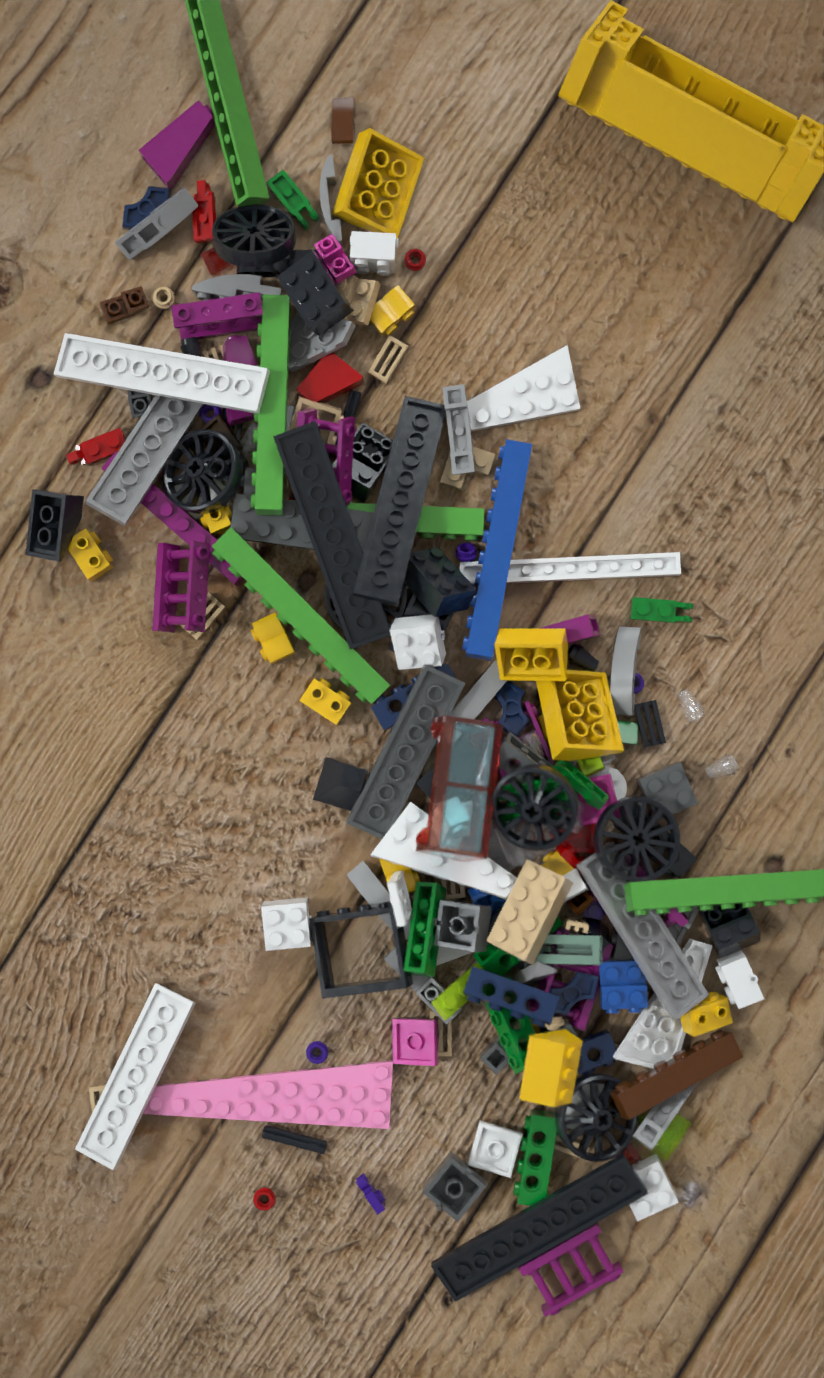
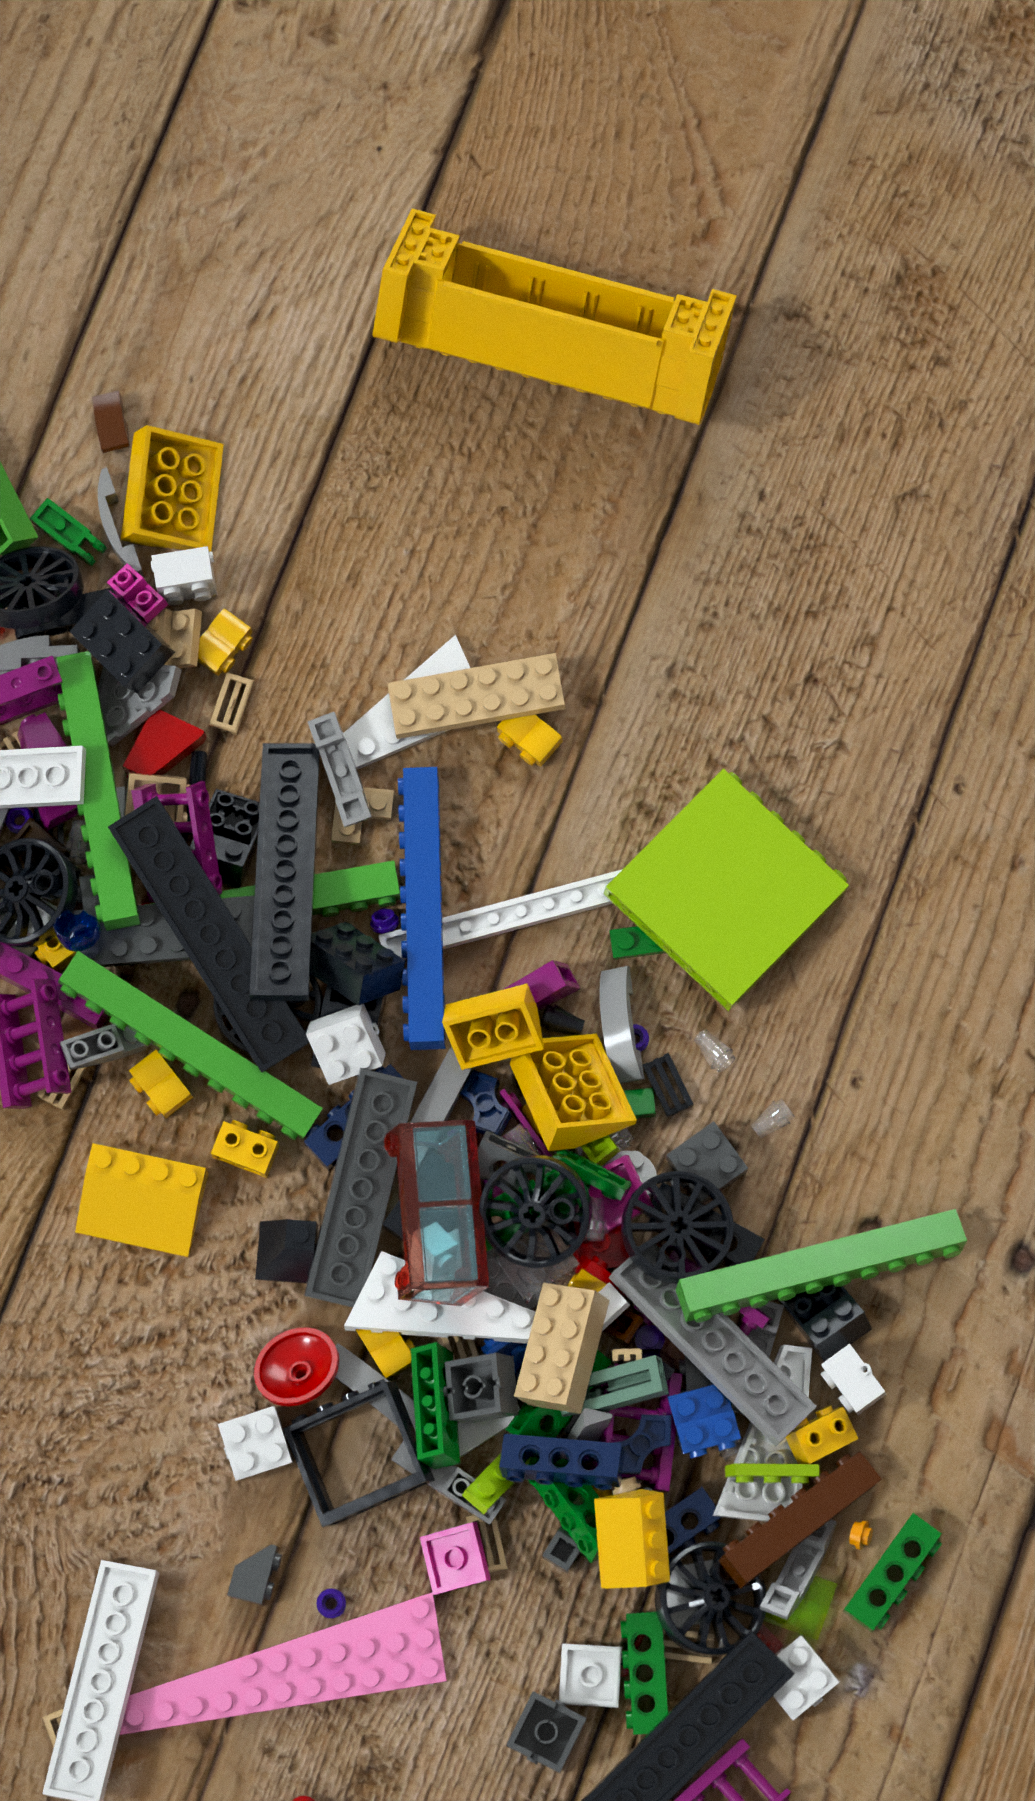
camera: 10 degrees left, 10 degrees down
(233, 511) = (77, 931): none -> clear blue hair
(233, 601) = (100, 1046): none -> light grey slope
(240, 722) = (141, 1200): none -> yellow slope
(263, 1021) = (253, 1576): none -> dark grey slope
(294, 1139) = (326, 1723): black axle -> none
(321, 866) = (290, 1357): none -> red dish
(373, 1196) = (447, 1773): dark purple plate -> none
(400, 898) = (392, 1369): white plate -> none
(415, 253) = (234, 565): red plate -> none
(574, 396) = (476, 696): none -> tan plate
(605, 434) = (531, 736): none -> yellow brick
(663, 1036) = (772, 1472): none -> lime plate
(717, 1091) = (860, 1534): none -> light orange plate
(729, 587) = (726, 889): none -> lime panel
(736, 1112) = (914, 1531): none -> green brick

